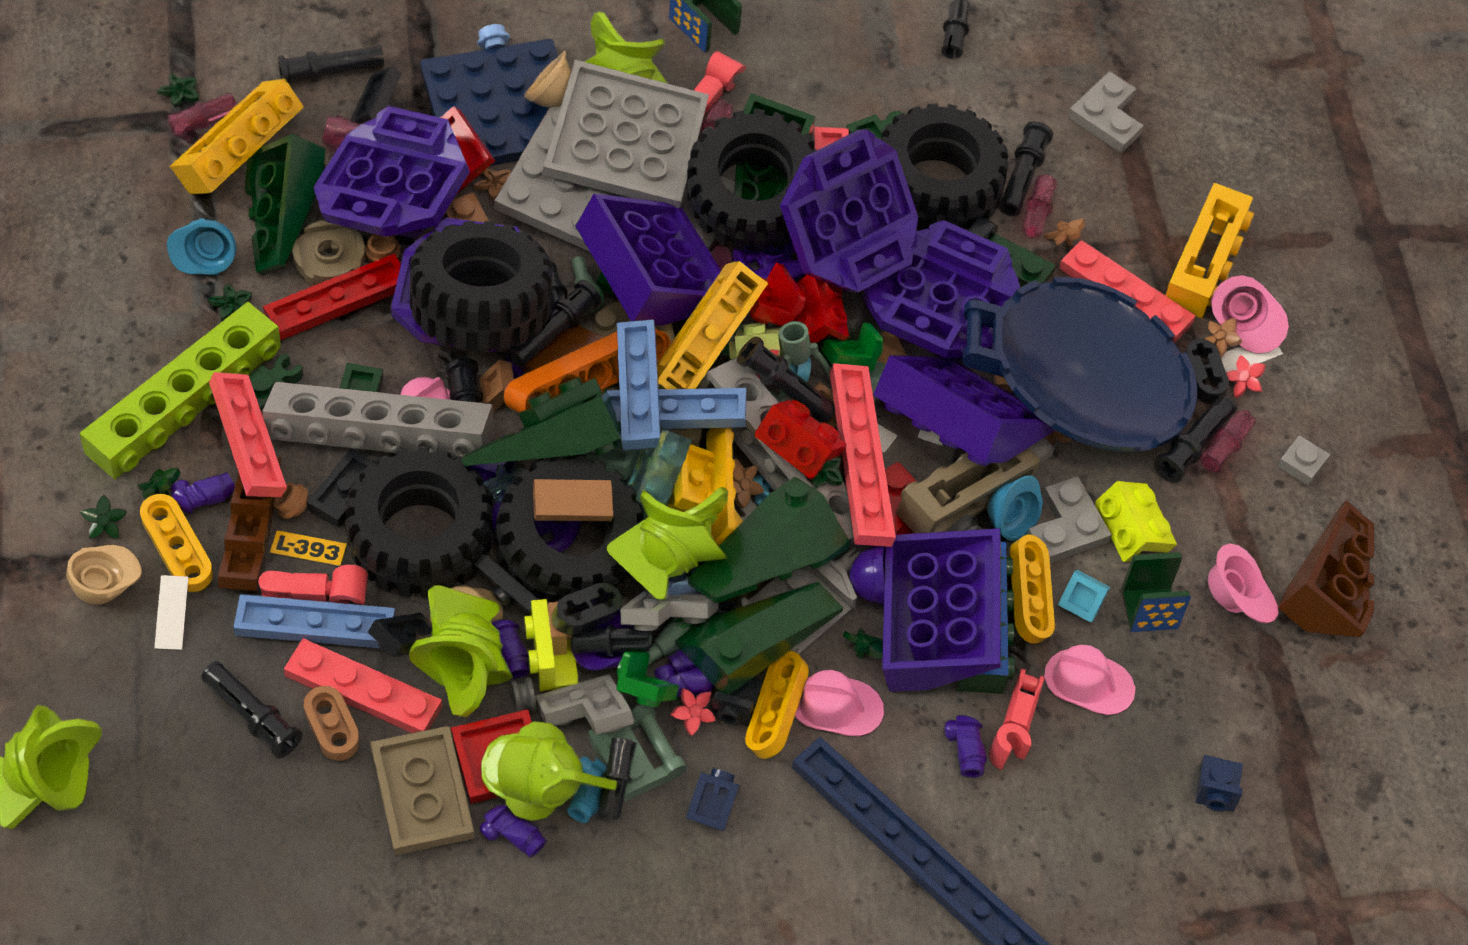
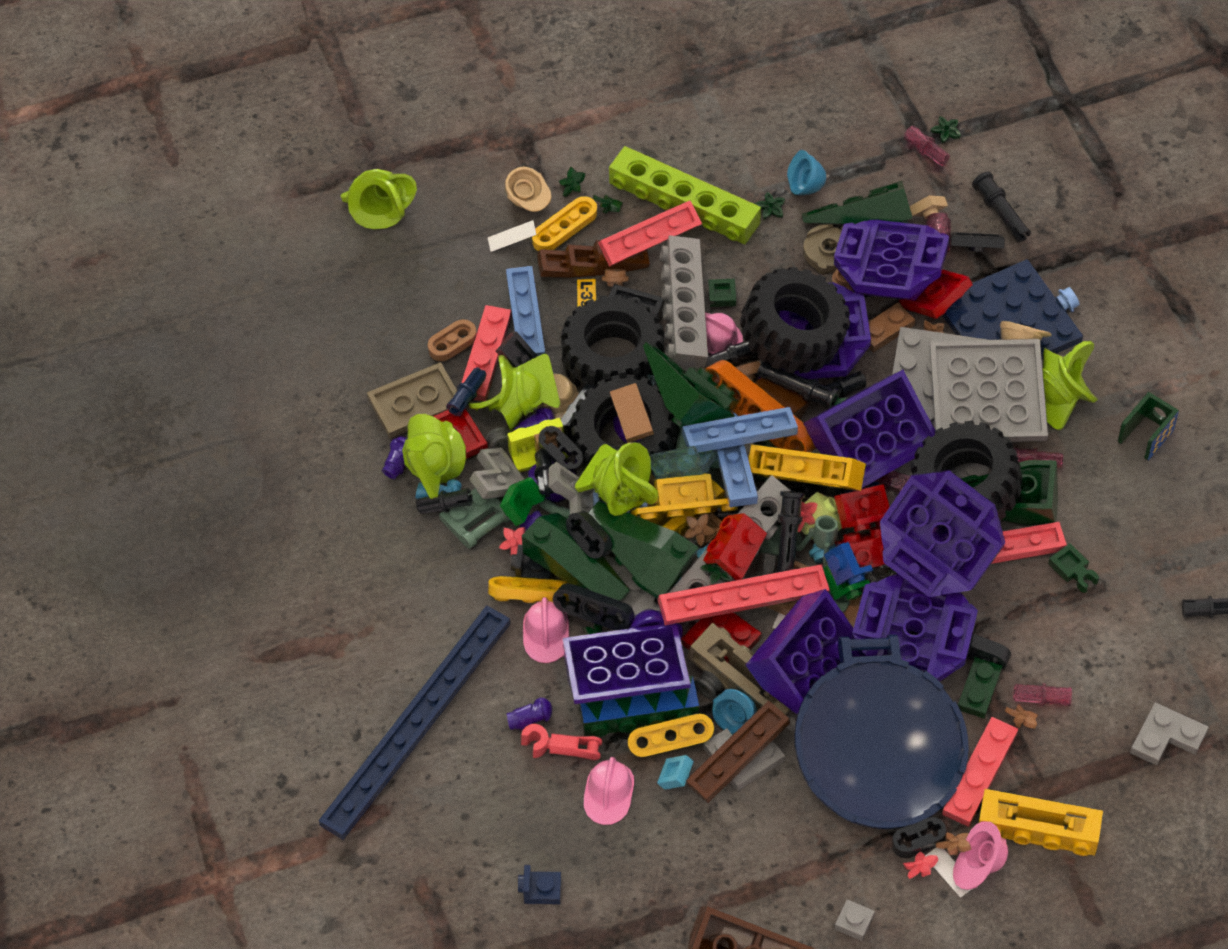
camera: 85 degrees right, 0 degrees up
(202, 492) = (604, 223): dark purple arm -> none
(237, 136) = (906, 167): yellow brick -> none
(262, 719) = (445, 303): black pin -> none
(264, 379) = (711, 243): dark green plate -> none
(311, 127) = (928, 206): none -> tan plate
(334, 297) = (782, 251): red plate -> none
(347, 585) = (553, 317): coral piece -> none
(440, 713) = (466, 391): none -> dark blue axle
(713, 799) = (449, 564): dark blue bracket -> none
(719, 77) = (1093, 449): coral piece -> none
(743, 591) = (588, 535): none -> black beam
(822, 645) = (575, 593): none -> black beam
(848, 334) = (845, 566): none -> blue bracket
(961, 141) = (1047, 580): black tyre -> none
(1028, 157) = (1090, 678): black pin -> none
(1080, 513) = (738, 751): none -> reddish brown plate
(1134, 520) = (757, 802): neon yellow bracket -> none
(1148, 593) = (697, 813): dark green piece -> none
(1188, 447) = (835, 829): black pin -> none
(1228, 440) = (854, 860): clear pink axle -> none
(1239, 585) = (710, 877): bright pink piece -> none

